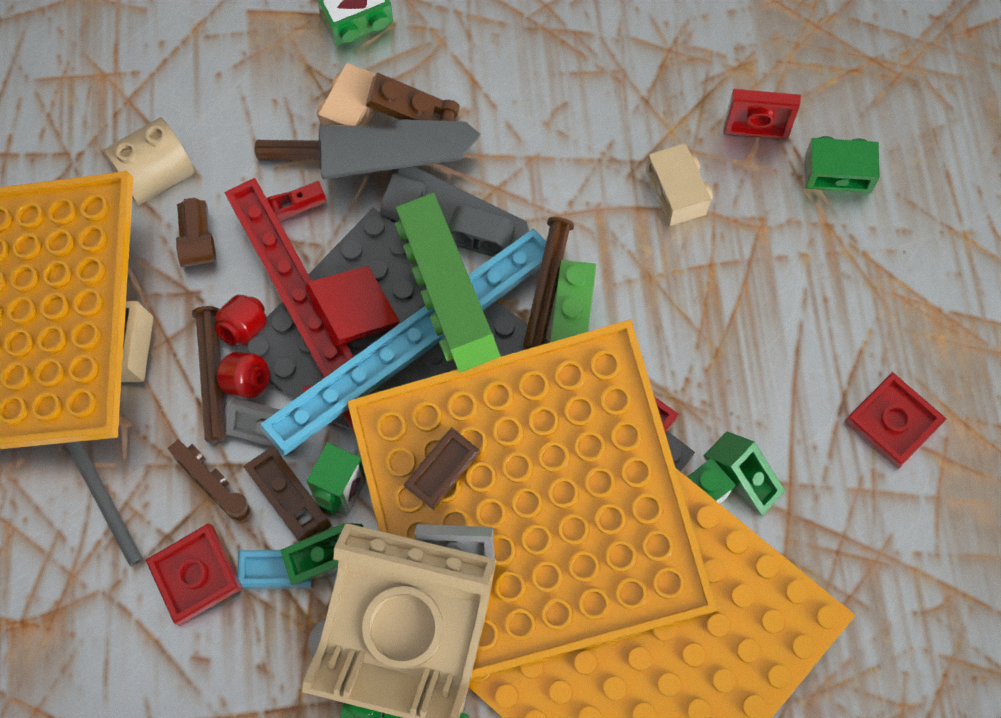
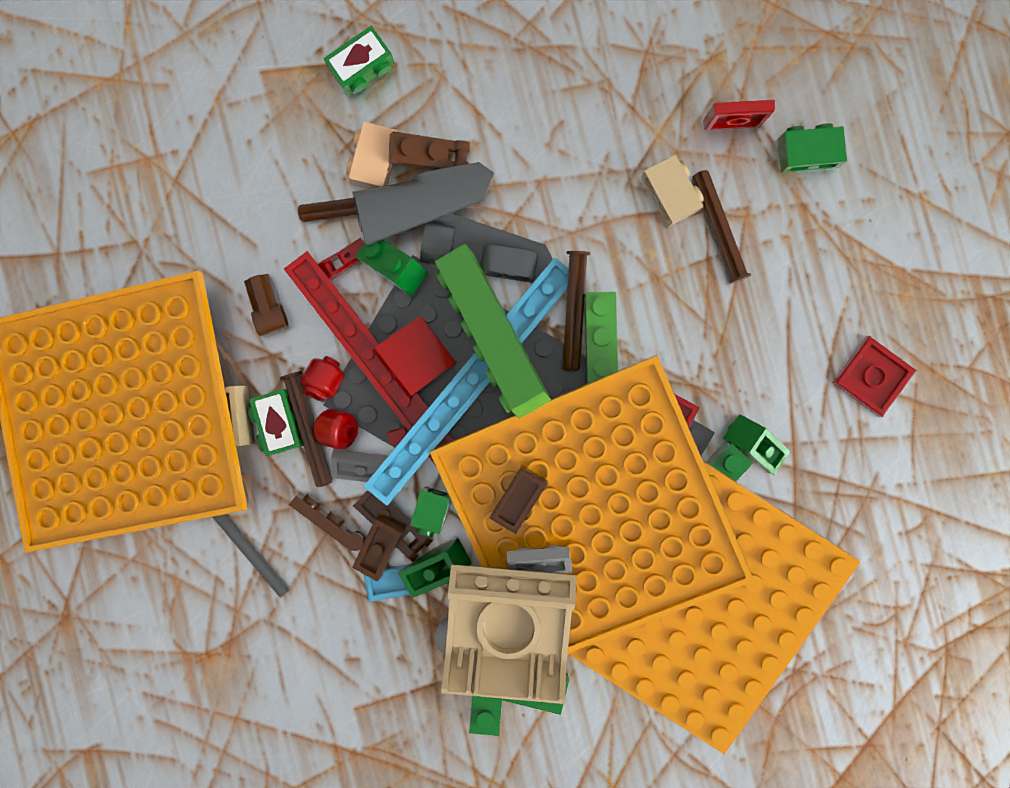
camera: 10 degrees left, 20 degrees up
(152, 158) = (208, 241): tan brick -> none
(175, 360) = (275, 423): none -> brick
(193, 574) = (332, 598): red tile -> none
(262, 516) = (378, 548): none -> reddish brown plate
(347, 207) = (393, 265): none -> green brick
(730, 234) = (721, 227): none -> reddish brown axle

